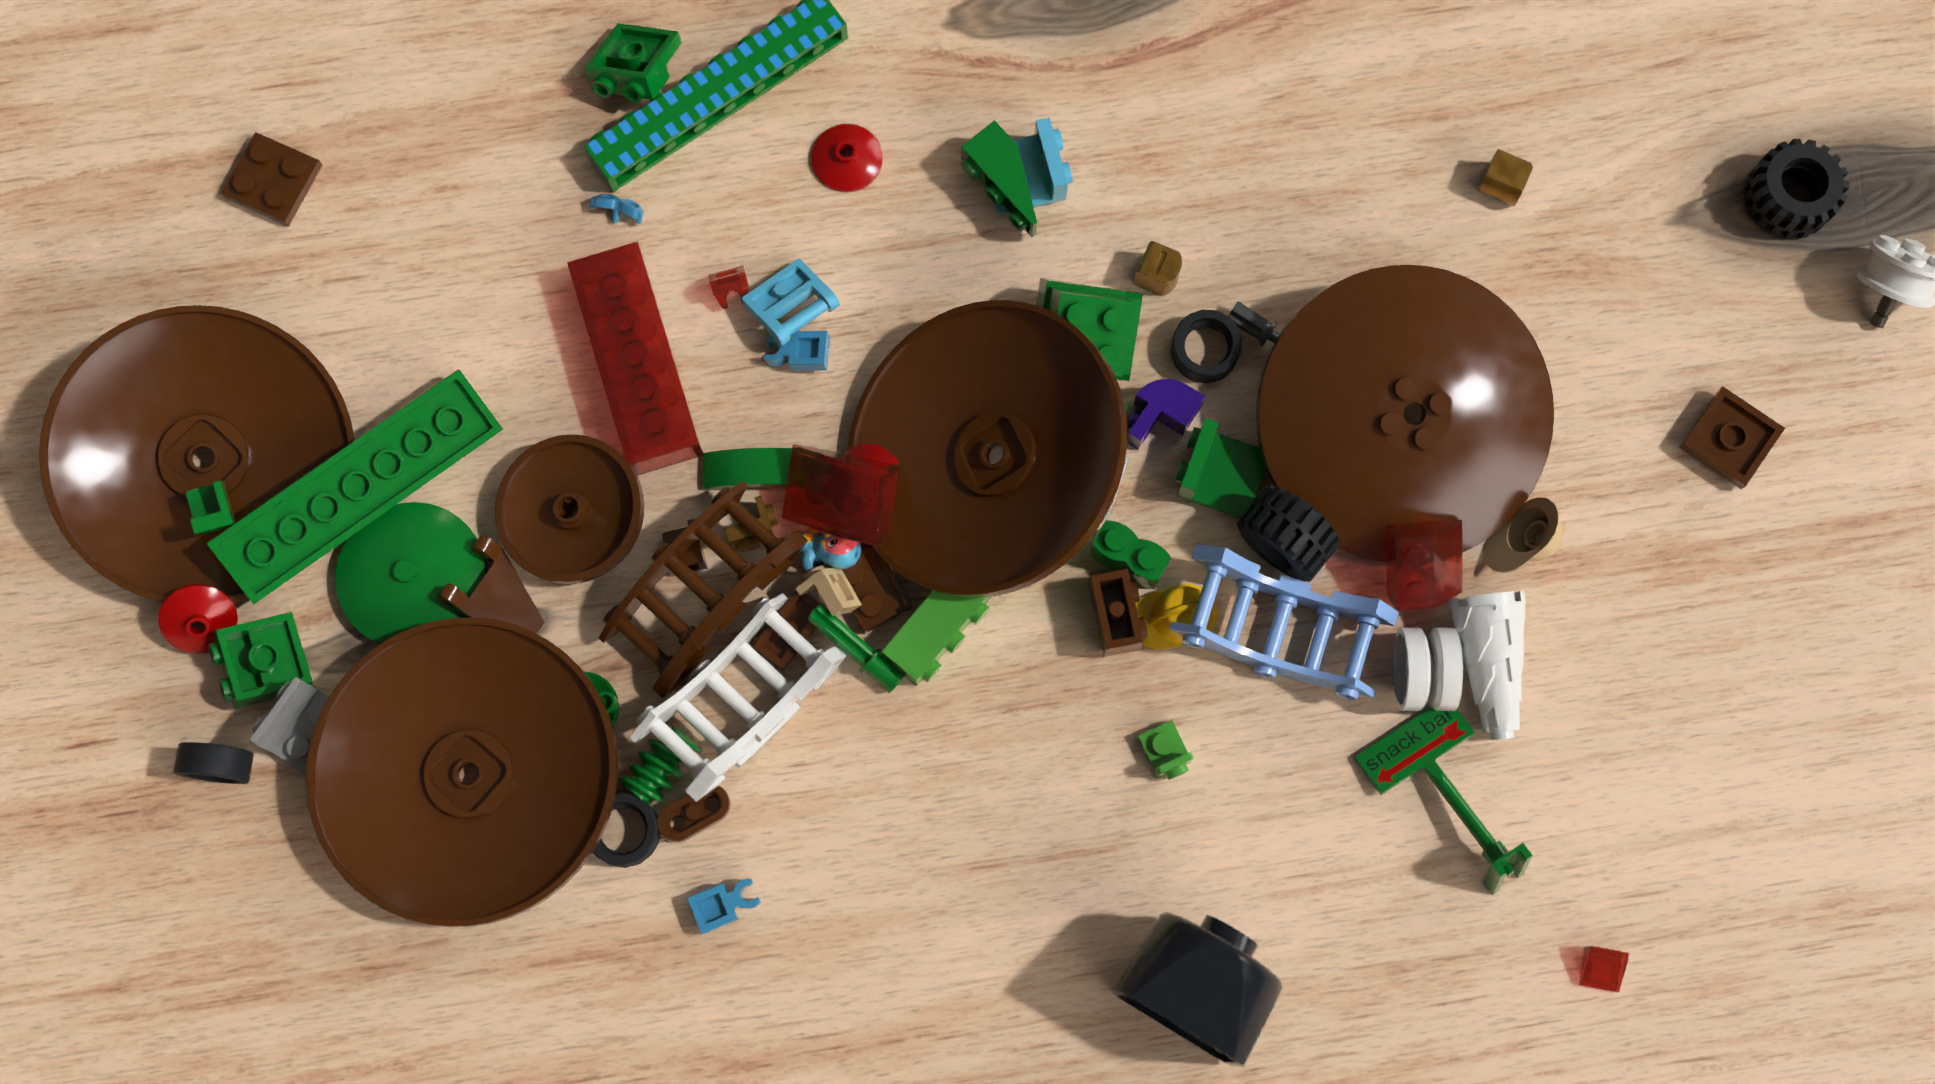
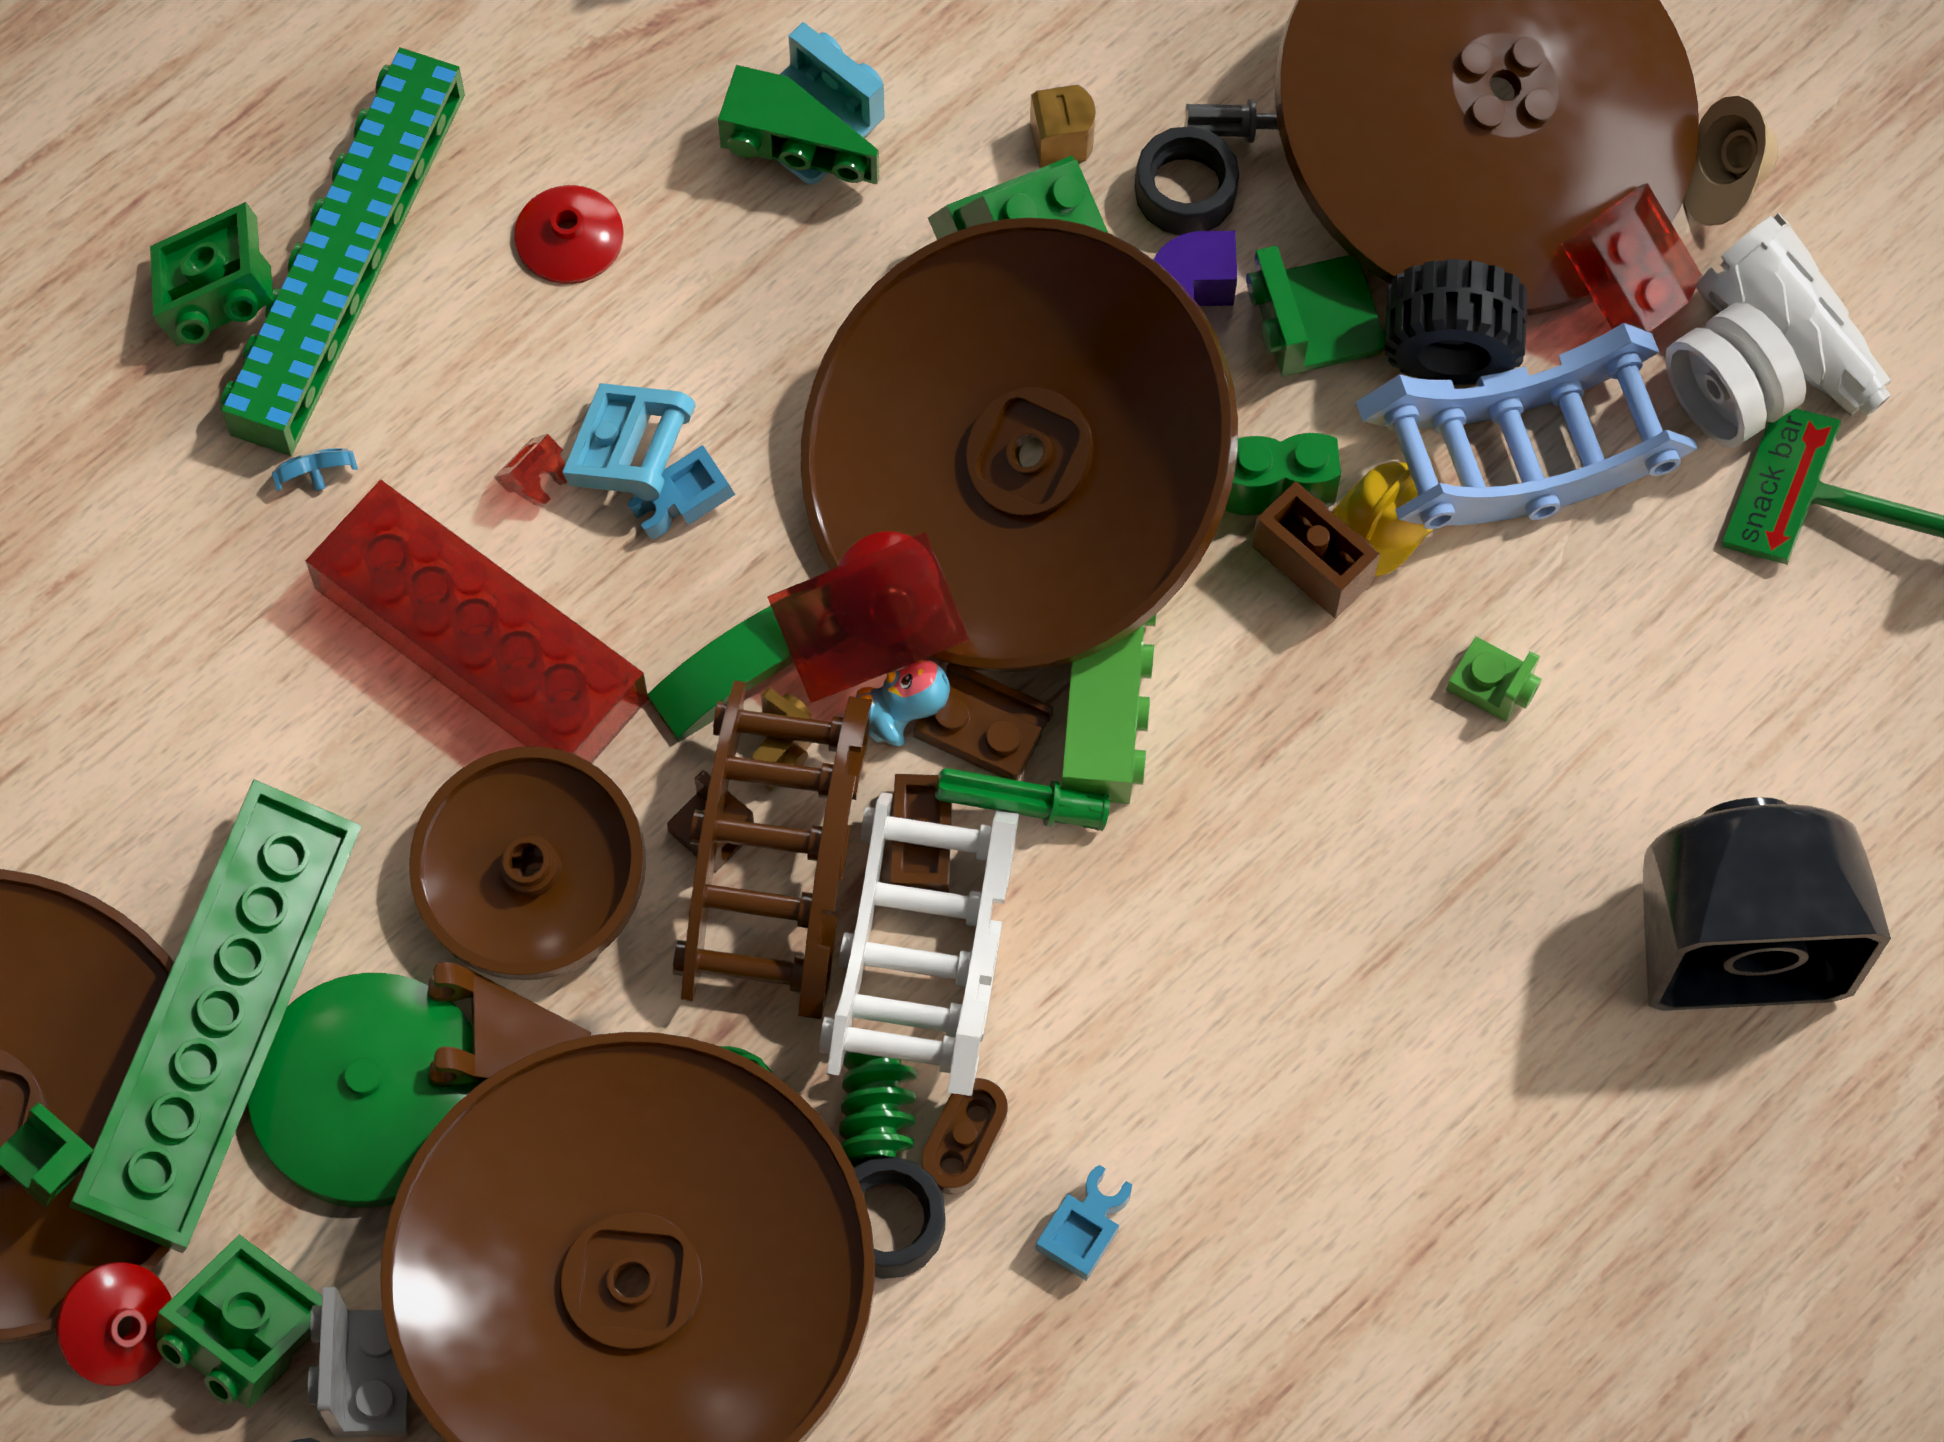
camera: 35 degrees left, 10 degrees down
(834, 589) = (950, 746): tan bracket -> none

